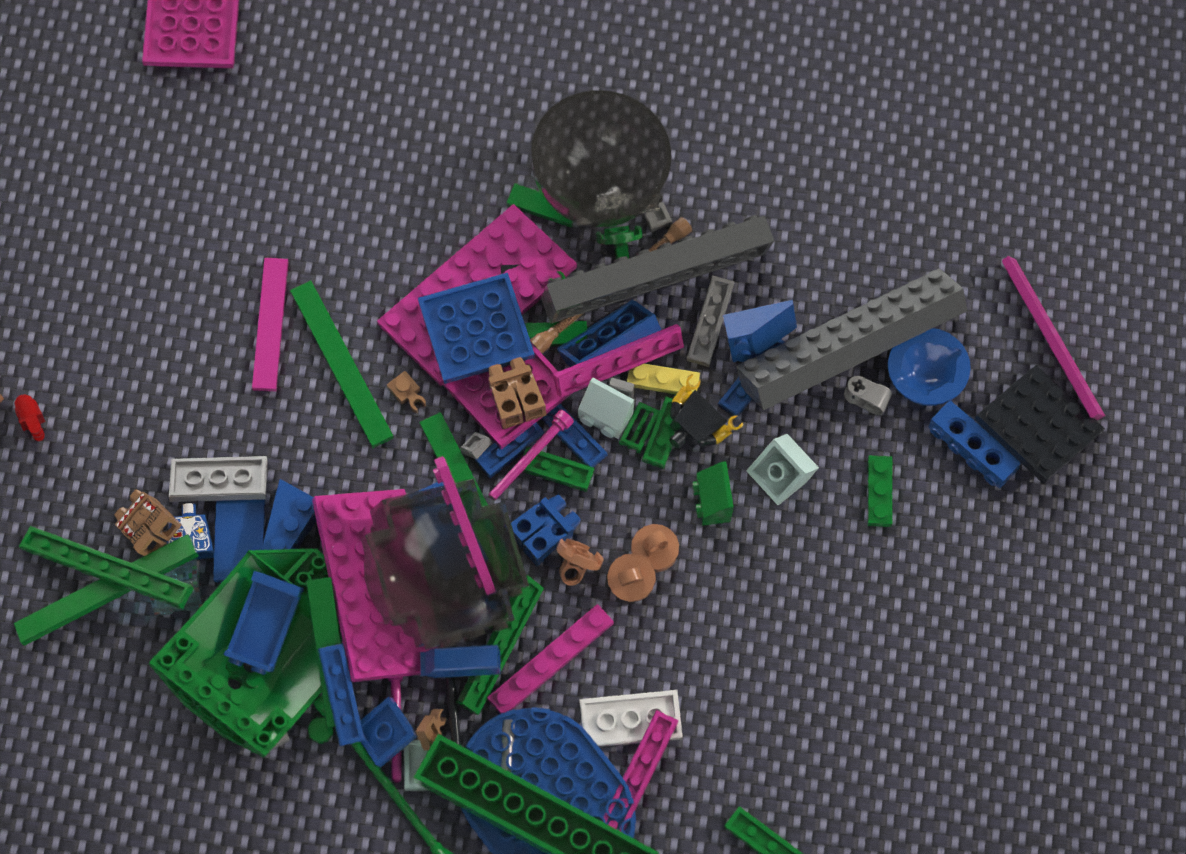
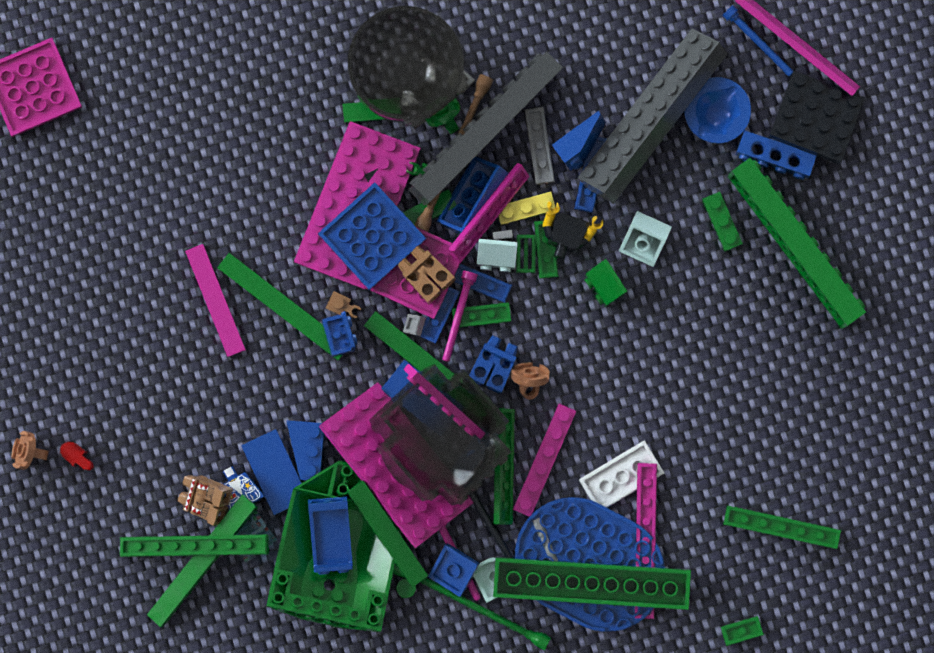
camera: 25 degrees left, 15 degrees up
(218, 479) = (239, 438): light grey tile -> none
(341, 694) = (411, 560): blue tile -> none
(386, 415) = (339, 334): none -> blue bracket
(430, 728) = (485, 554): medium nougat plate -> none
(460, 661) = (486, 496): blue piece -> none
(631, 577) = (574, 372): nougat tile -> none
(657, 545) = (579, 341): nougat tile -> none
(870, 395) = (685, 152): light grey piece -> none
(955, 548) = (796, 243): none -> green brick
(992, 278) = (732, 15): none -> blue piece

